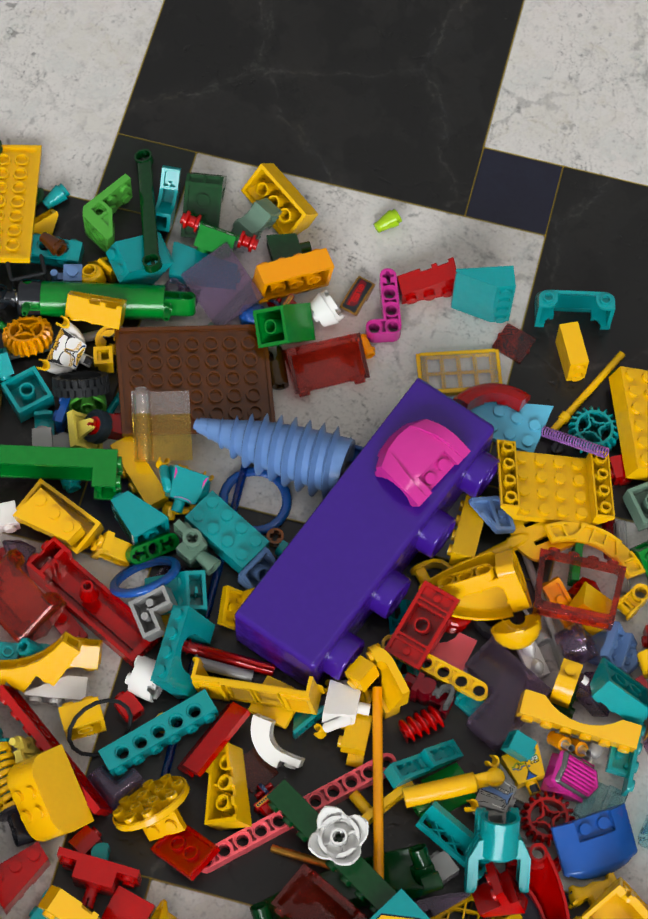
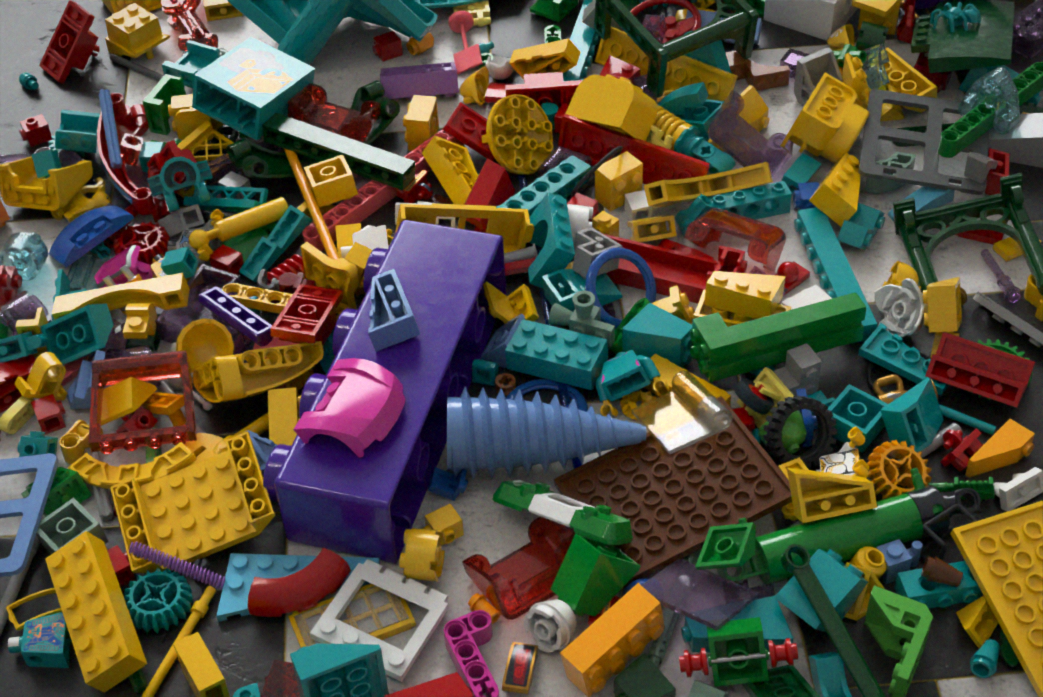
camera: 165 degrees right, 20 degrees down
(88, 592) = (670, 256): red cone -> none
(118, 671) = (606, 224): none -> yellow brick
(188, 301) = (727, 546): none -> green slope
(234, 880) = (421, 120): none -> yellow brick
(269, 353) = (588, 521): none -> green piece
(332, 822) = (330, 136): white brick -> none
(355, 800) = (331, 181): none -> yellow brick
(361, 537) = (390, 312): none -> medium blue wedge
(370, 418) = (445, 520): none -> yellow brick
(394, 388) = (423, 554): none -> yellow brick
(453, 336) = (396, 661): none -> white hinge
(472, 762) = (226, 259): none -> red brick
(482, 657) = (237, 315): none -> dark purple brick

